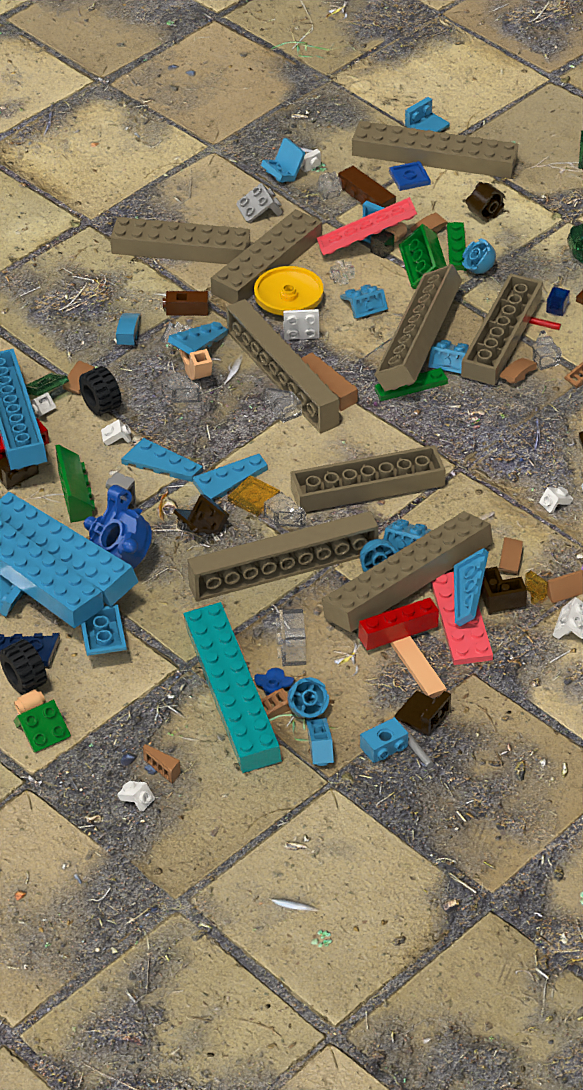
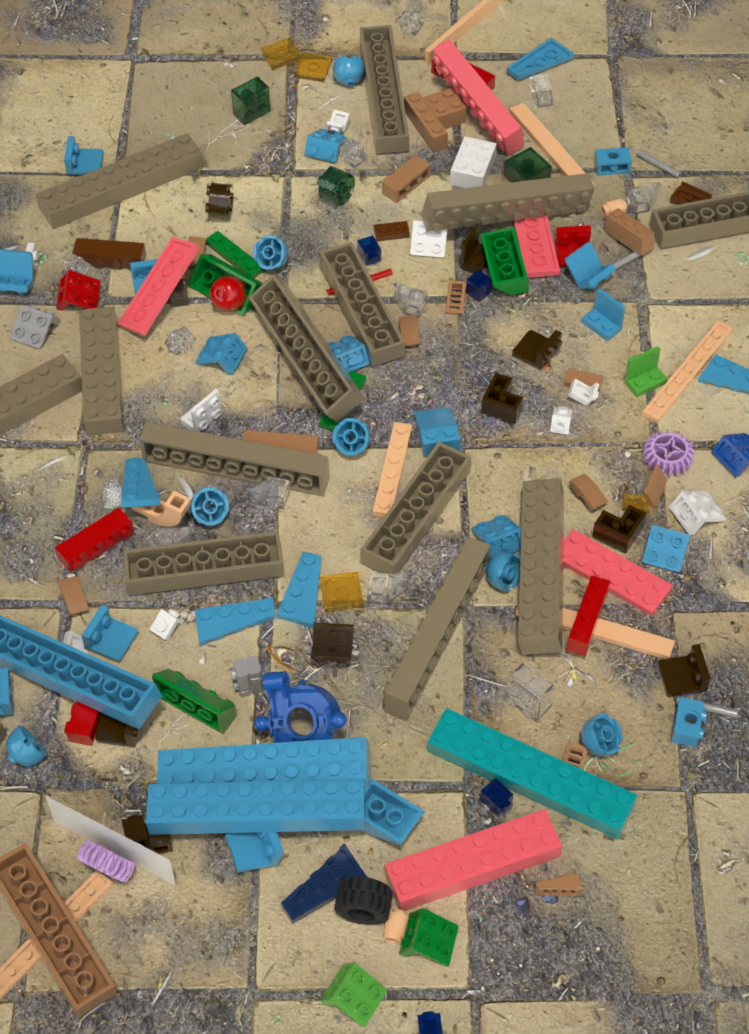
camera: 45 degrees left, 10 degrees up
(46, 383) = (57, 621): clear green tile -> none
(70, 412) = (108, 635): none -> dark azure bracket
(100, 390) = (118, 593): black tyre -> none
(127, 704) = (472, 860): none -> coral brick
(128, 328) = (60, 517): dark azure slope -> none
(133, 354) = (94, 540): none -> red brick
(138, 793) = (571, 930): white bracket -> none
(184, 413) = (203, 563): none -> dark tan brick
(186, 303) = (82, 459): reddish brown brick -> none
(191, 683) = (497, 797): none -> clear blue brick
(227, 381) = (209, 506): none -> dark azure cylinder
(273, 680) = (551, 740): blue plate -> none
(288, 289) = (157, 388): yellow dish -> none
(314, 200) = (77, 291): none -> red bracket
(320, 741) = (648, 763): dark azure slope -> none
(381, 404) = (351, 436): none -> dark azure cylinder
(401, 441) = (392, 468): none -> light nougat plate
(409, 176) = (124, 217): blue tile -> none
(411, 262) = (228, 293): none -> red cylinder
(453, 444) = (436, 426): none -> dark azure slope
(467, 586) = (598, 539): dark azure wing -> none
(520, 627) = (665, 548): none -> dark azure bracket
(523, 452) = (499, 400): none -> dark brown brick

